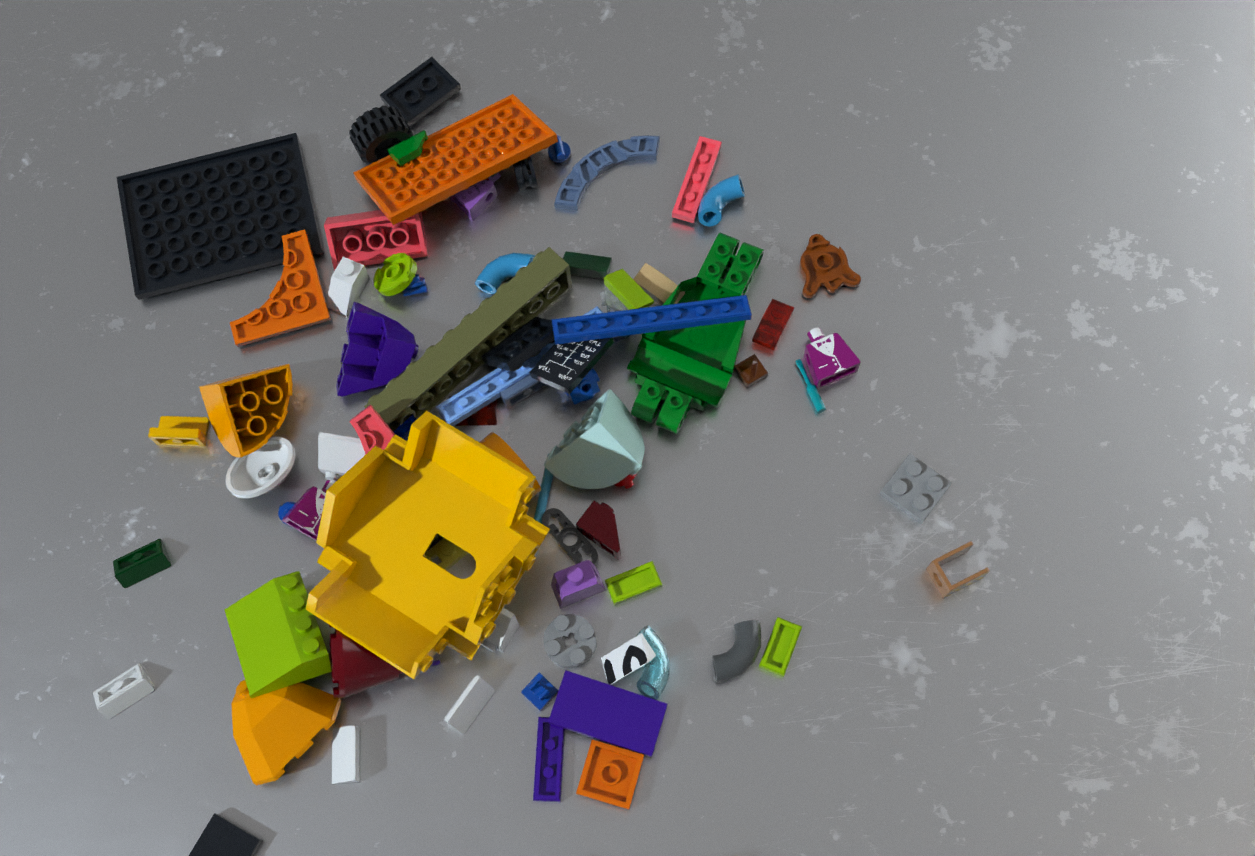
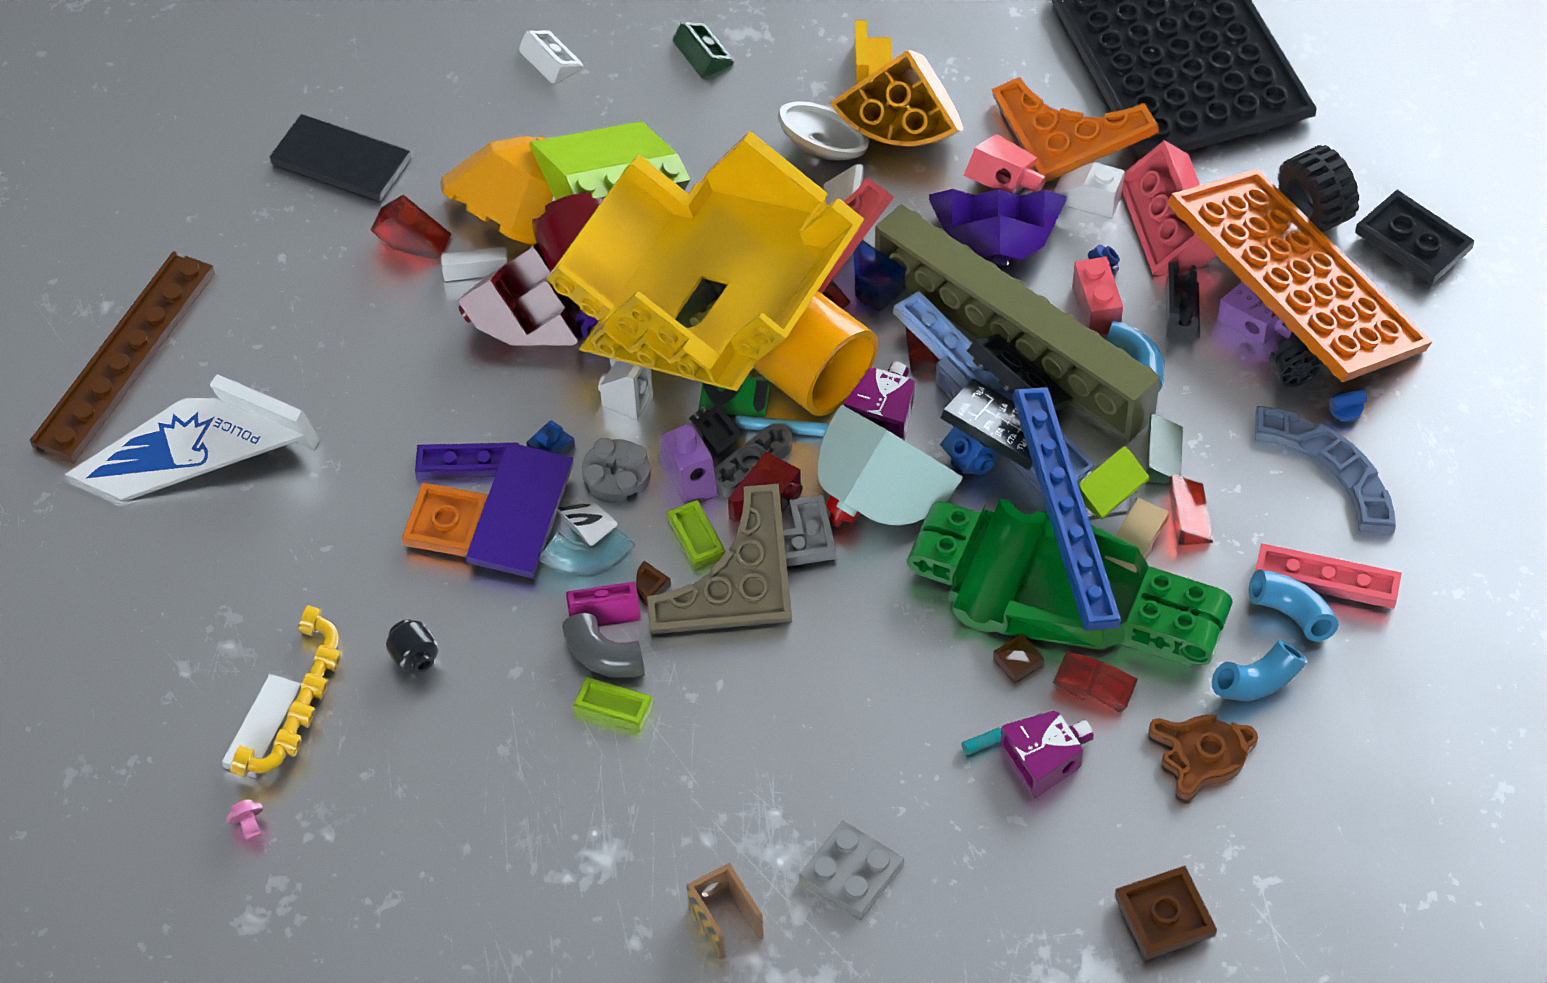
camera: 85 degrees right, 15 degrees down
(306, 810) = (410, 229): none -> clear red slope
(320, 340) = (1004, 166): none -> coral torso
(395, 274) = (1113, 235): lime tile -> none
(402, 714) = (521, 304): none -> brick
(408, 149) = (1303, 220): green tile -> none
(450, 290) = (1097, 294): none -> coral brick
(459, 240) = (1182, 302): none -> black hinge
(469, 704) = (533, 370): white slope -> none
(530, 440) = (885, 398): none -> magenta torso
(546, 564) = (715, 429): none -> black bracket
(637, 255) = (1189, 511): none -> clear red slope
(647, 500) = (812, 535): none -> light grey plate
(676, 617) = (650, 582): none -> reddish brown tile
(688, 545) = (744, 585): none -> dark tan plate
(692, 653) = (607, 603): none -> dark pink slope
(733, 797) = (412, 646): none -> black head
(774, 225) = (1259, 678): none -> dark azure cylinder
(947, 300) = (1165, 912): none -> reddish brown plate

